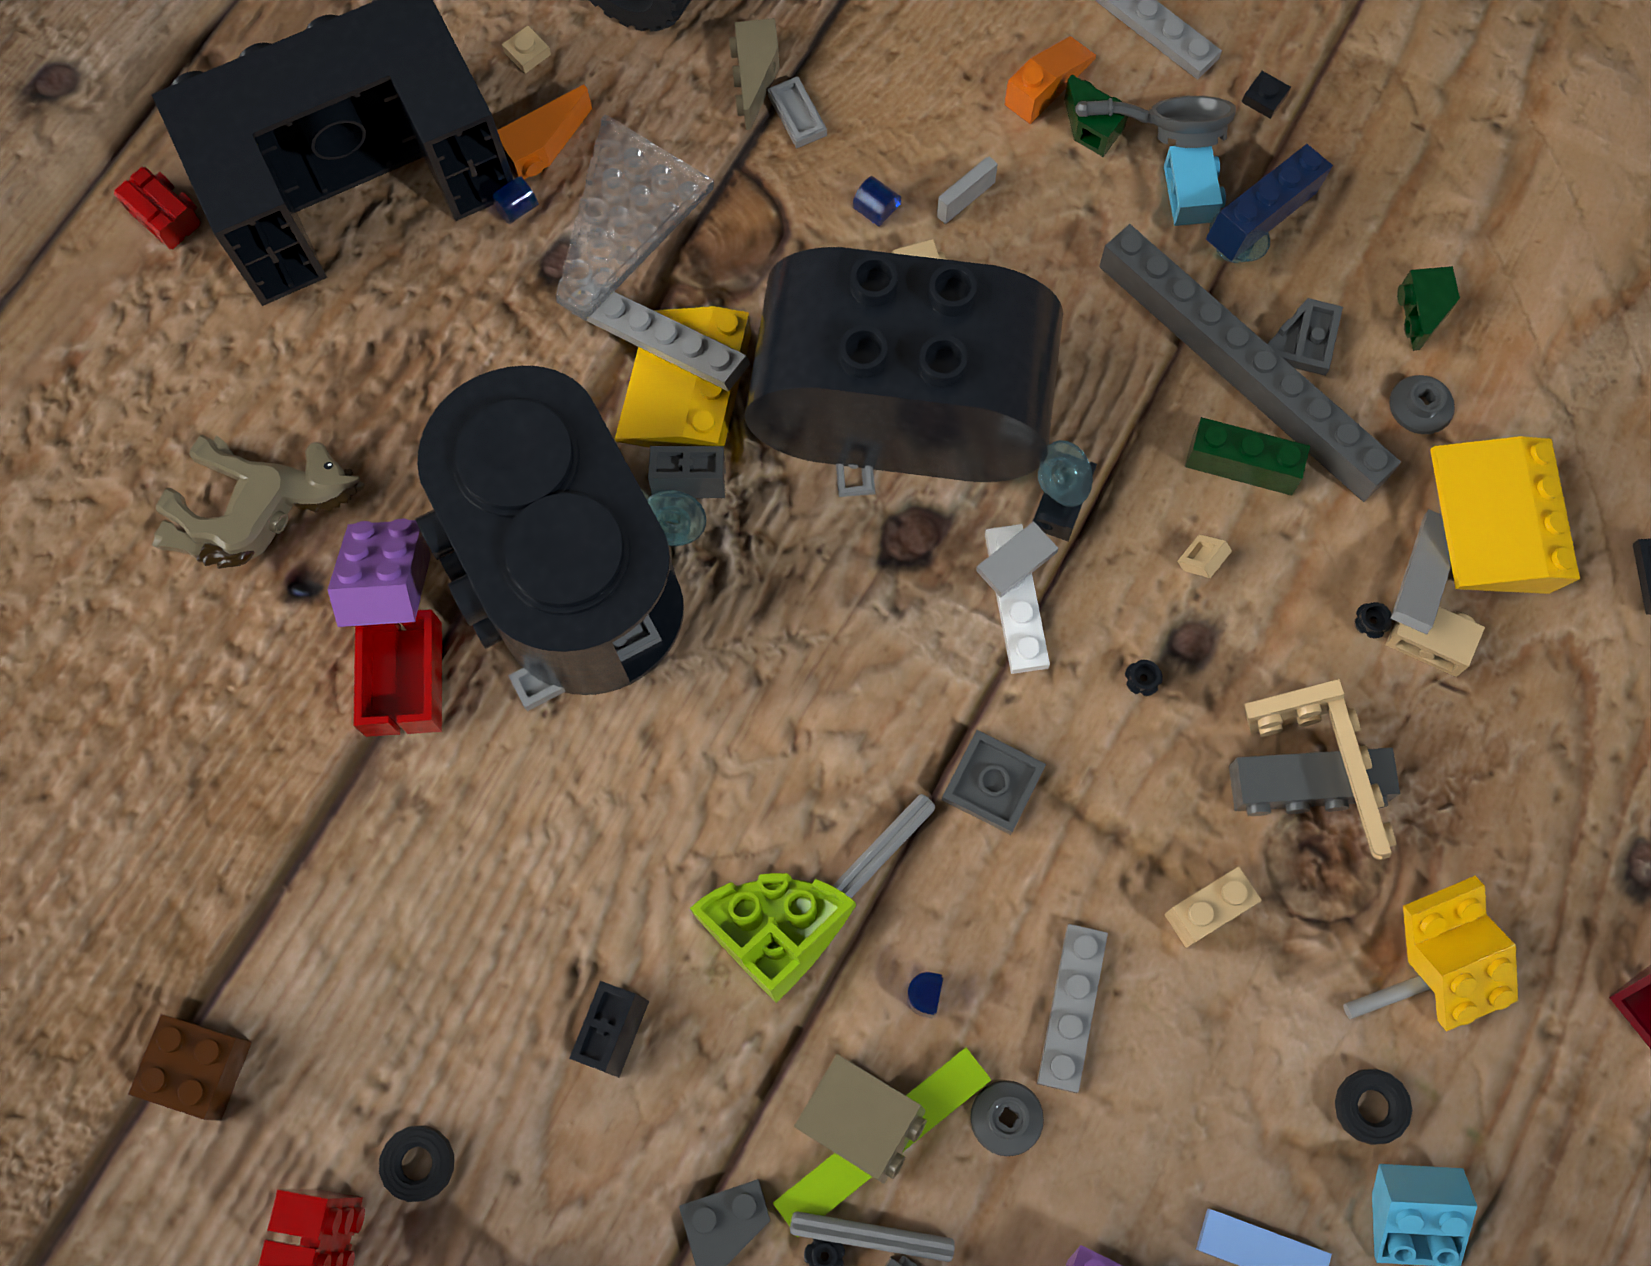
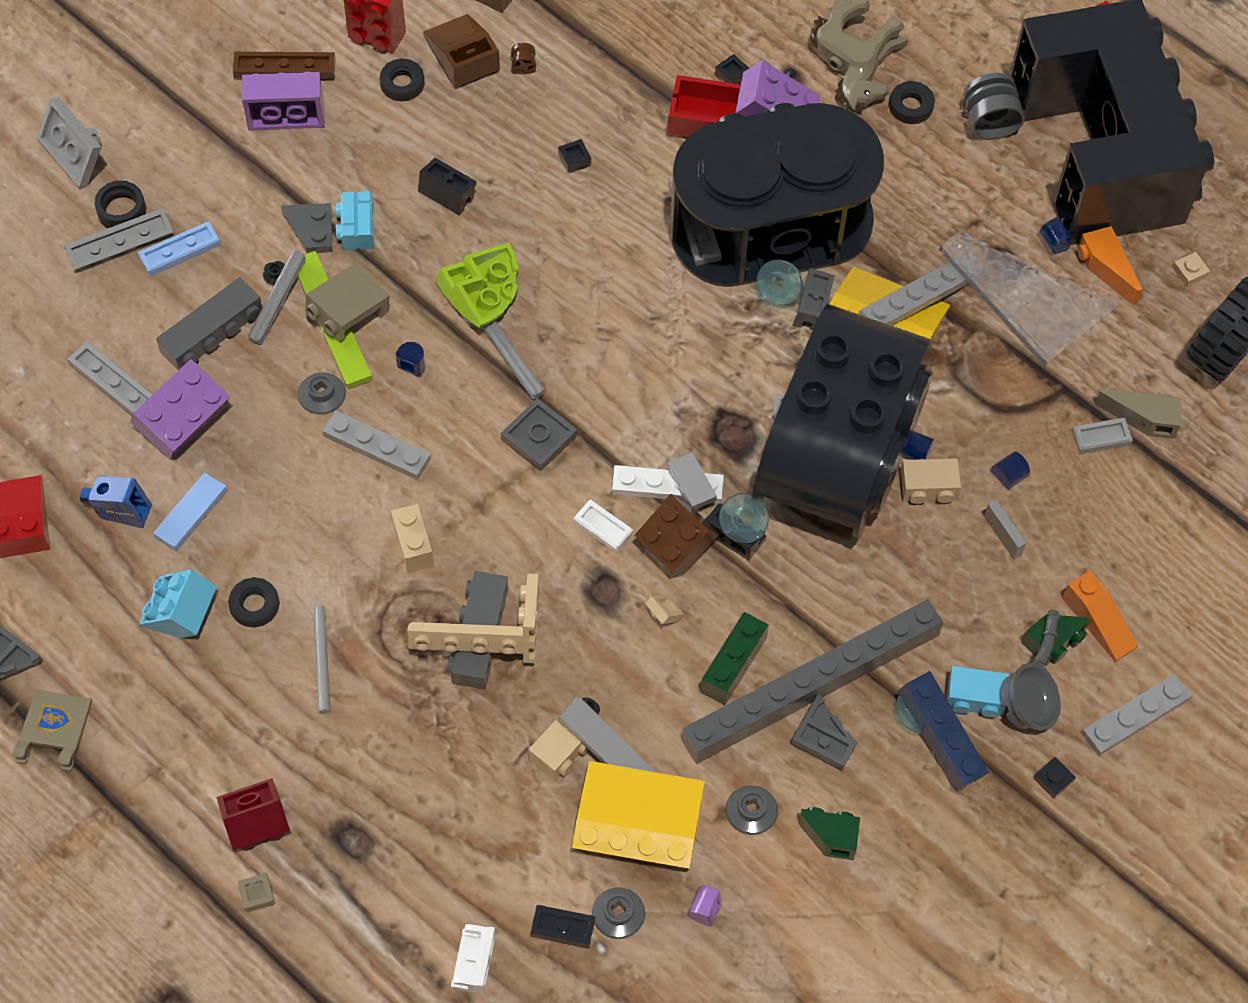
camera: 100 degrees right, 10 degrees down
(313, 663) = (731, 69): none -> black plate
(316, 395) = (914, 89): none -> black tyre
(323, 299) = (993, 106): none -> dark grey wheel
(340, 1080) = (463, 49): none -> reddish brown slope
(344, 977) = (523, 58): none -> reddish brown wheel
(511, 853) = (574, 155): none -> black plate
(703, 1153) = (356, 220): none -> medium azure brick
(1103, 665) = (603, 526): none -> white tile
(1106, 557) = (676, 534): none -> reddish brown brick
(1146, 668) = (586, 540): black plate -> none
(1461, 953) = (331, 676): yellow bracket -> none
(1571, 421) = (705, 905): none -> medium lavender brick
(1602, 533) = (618, 926): none -> dark grey piece

